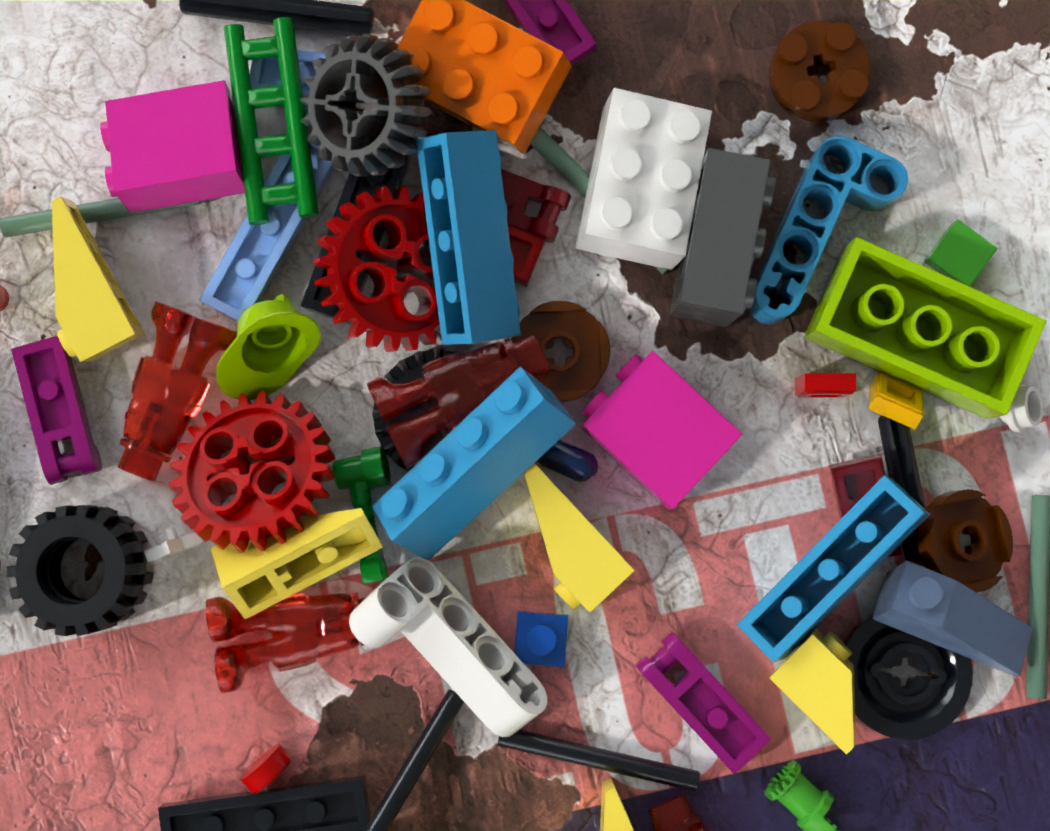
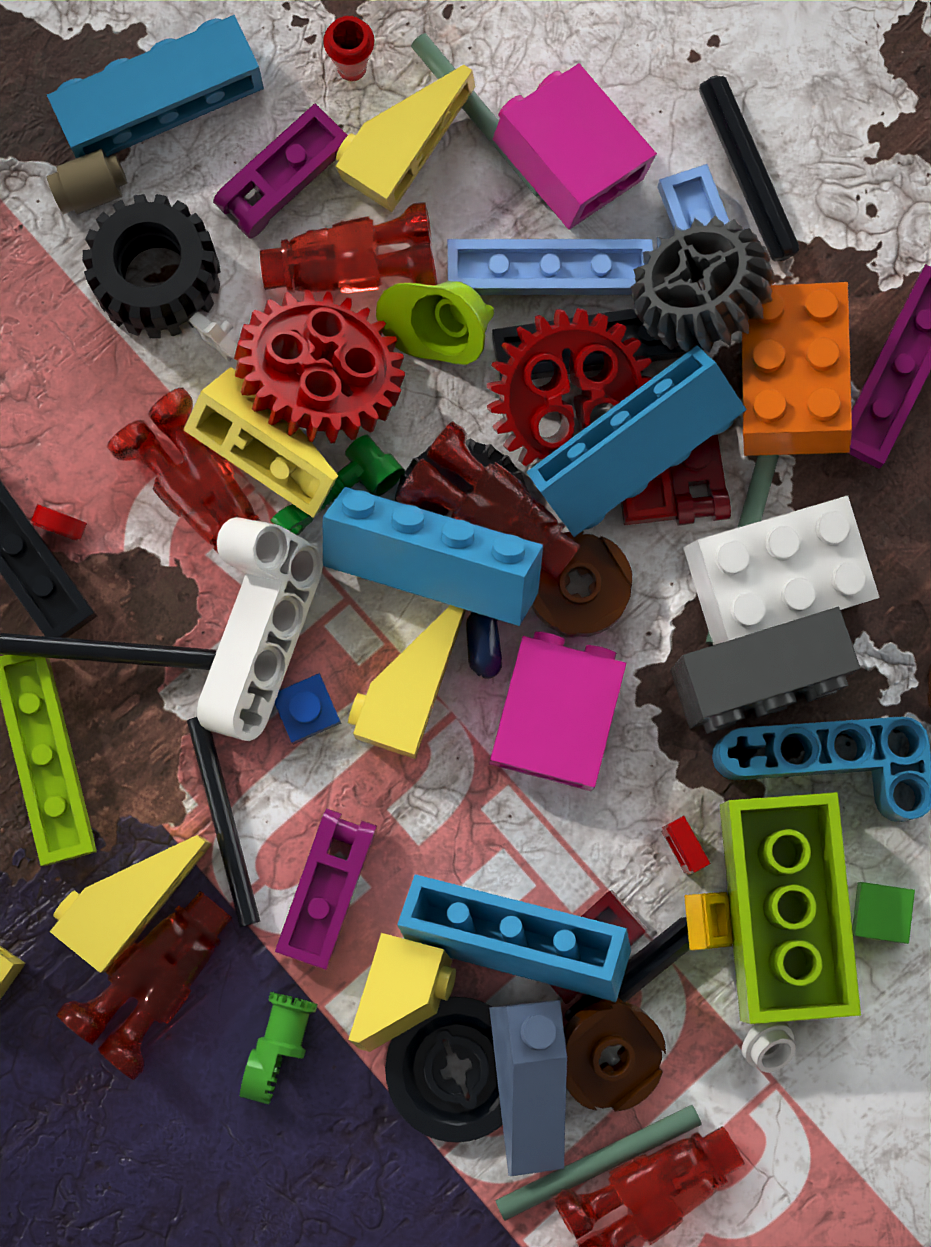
camera: 60 degrees right, 5 degrees down
(294, 142) = (650, 183): green bar -> none

